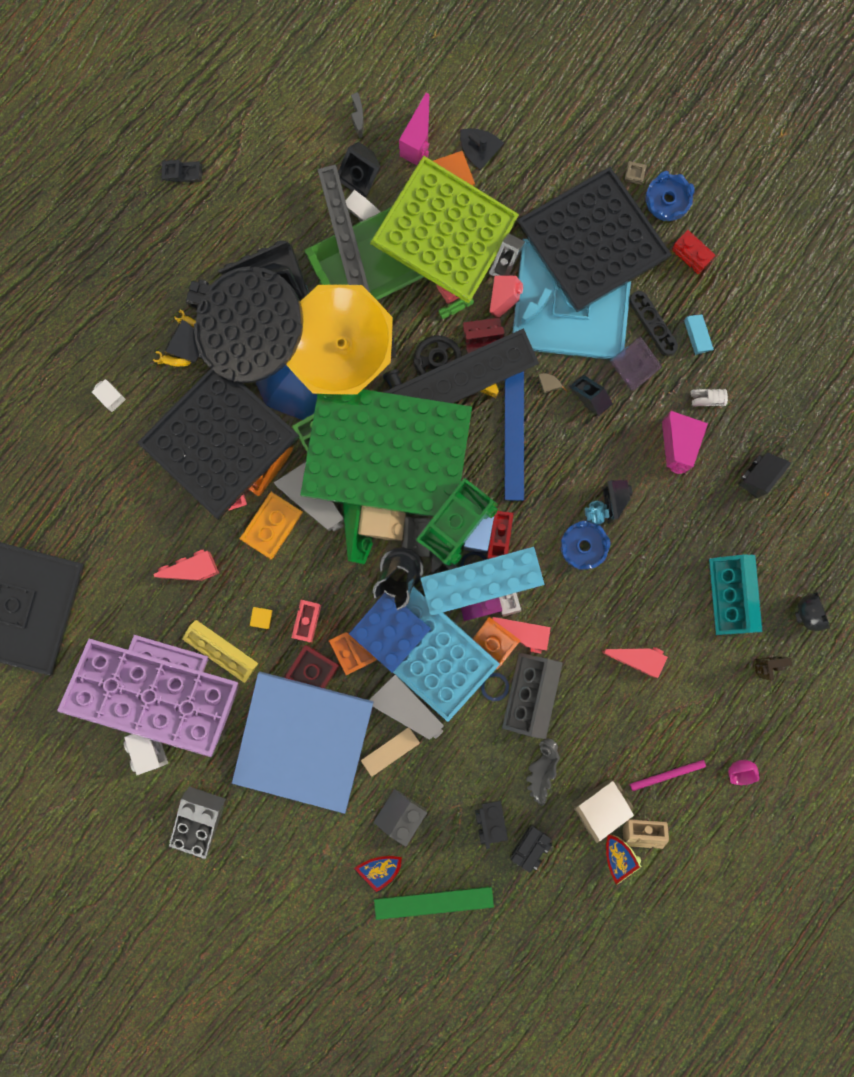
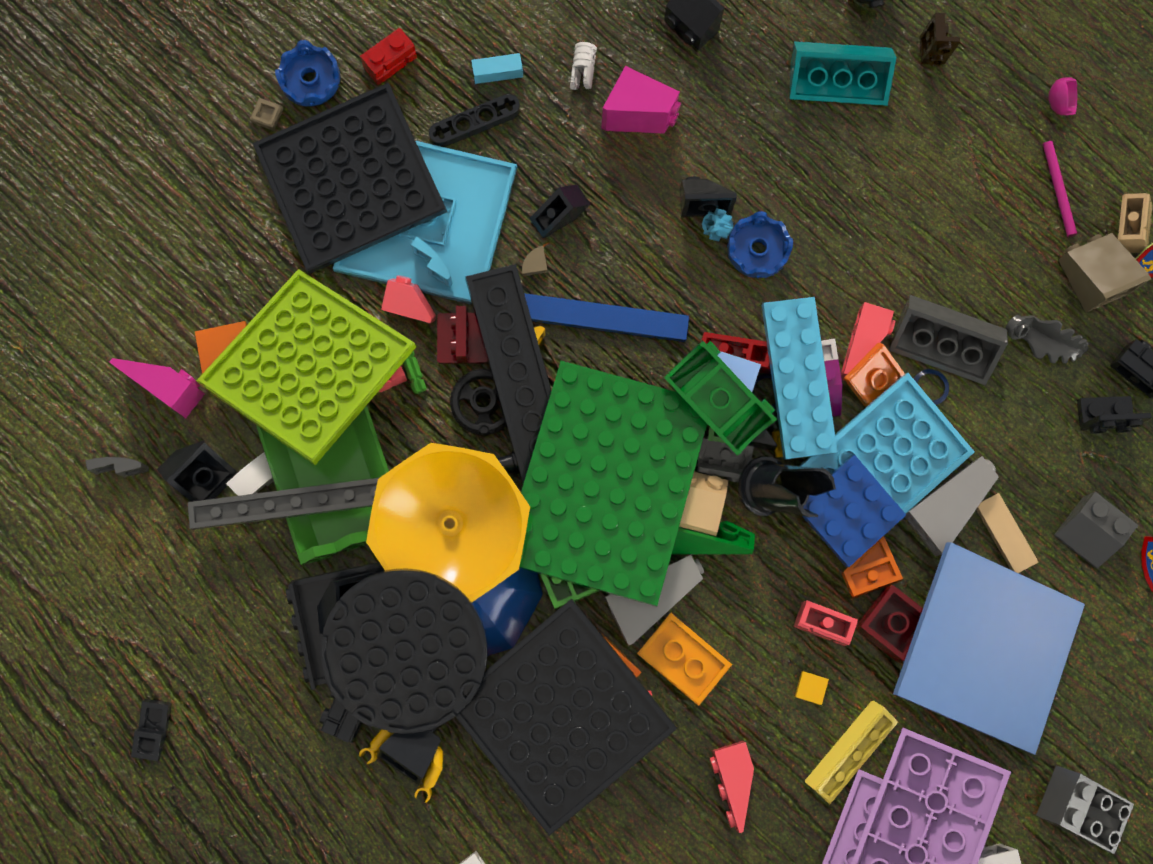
camera: 85 degrees left, 5 degrees down
(479, 145) = (191, 309): black shield -> none
(507, 256) = (355, 289): dark grey slope -> none
(636, 363) = (527, 148): clear purple plate -> none
(645, 660) = (911, 198): coral slope -> none

